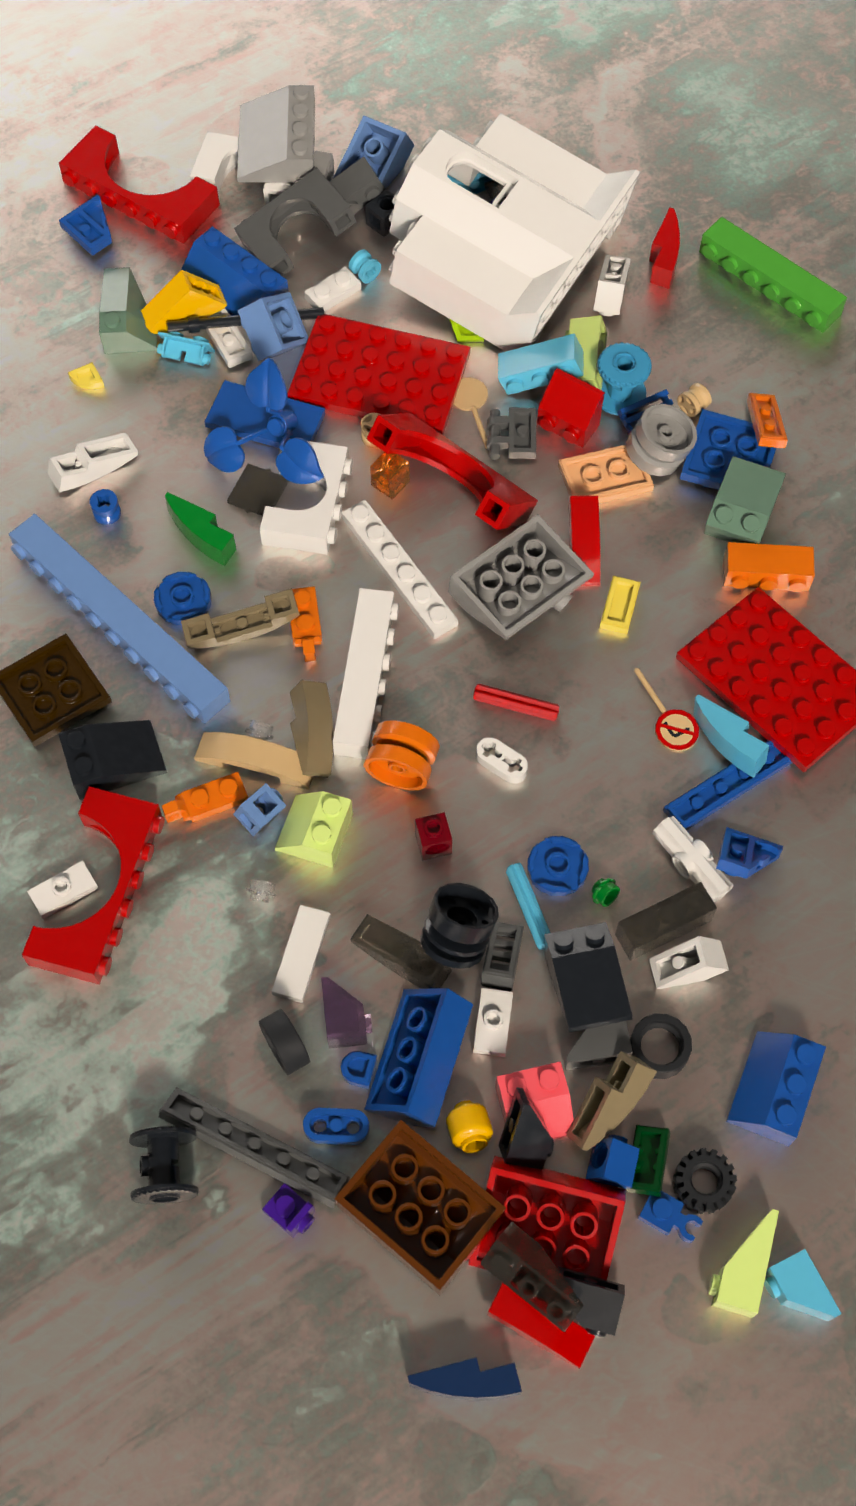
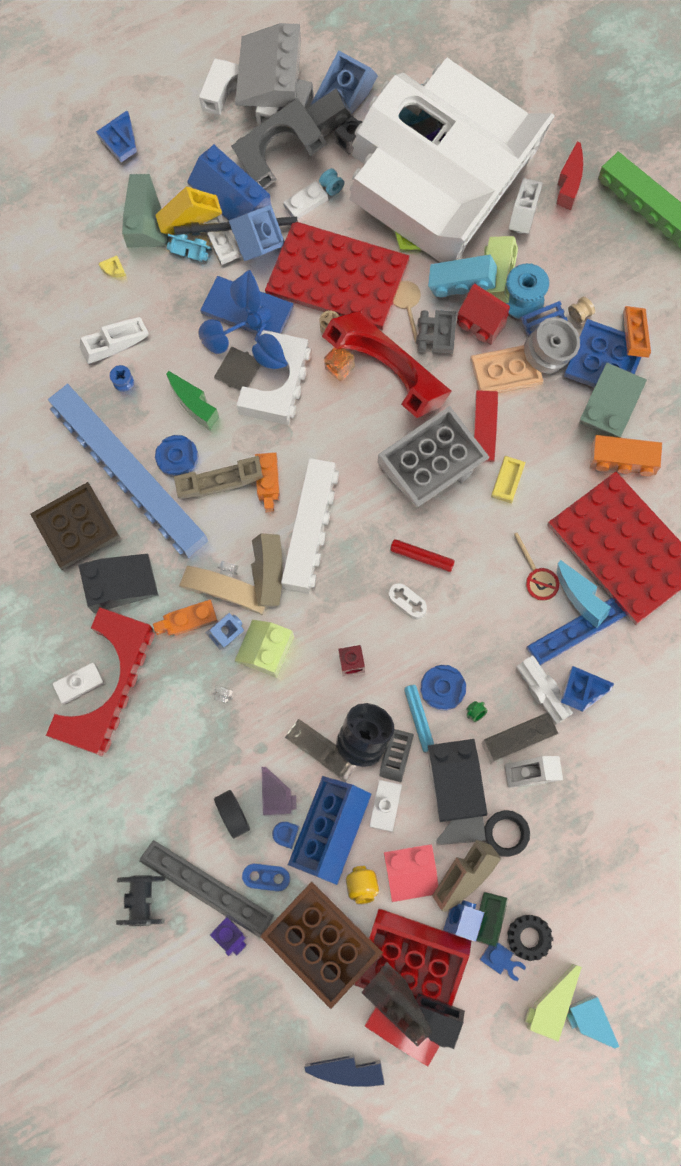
camera: 10 degrees right, 10 degrees up
(172, 213) = (185, 128): red arch -> none
(301, 954) = (249, 744): white tile -> none
(399, 569) = (341, 440): white plate -> none
(401, 755) = (332, 597): orange wheel -> none
(525, 1135) = (401, 897): black slope -> none
(776, 1086) = (589, 870): blue slope -> none

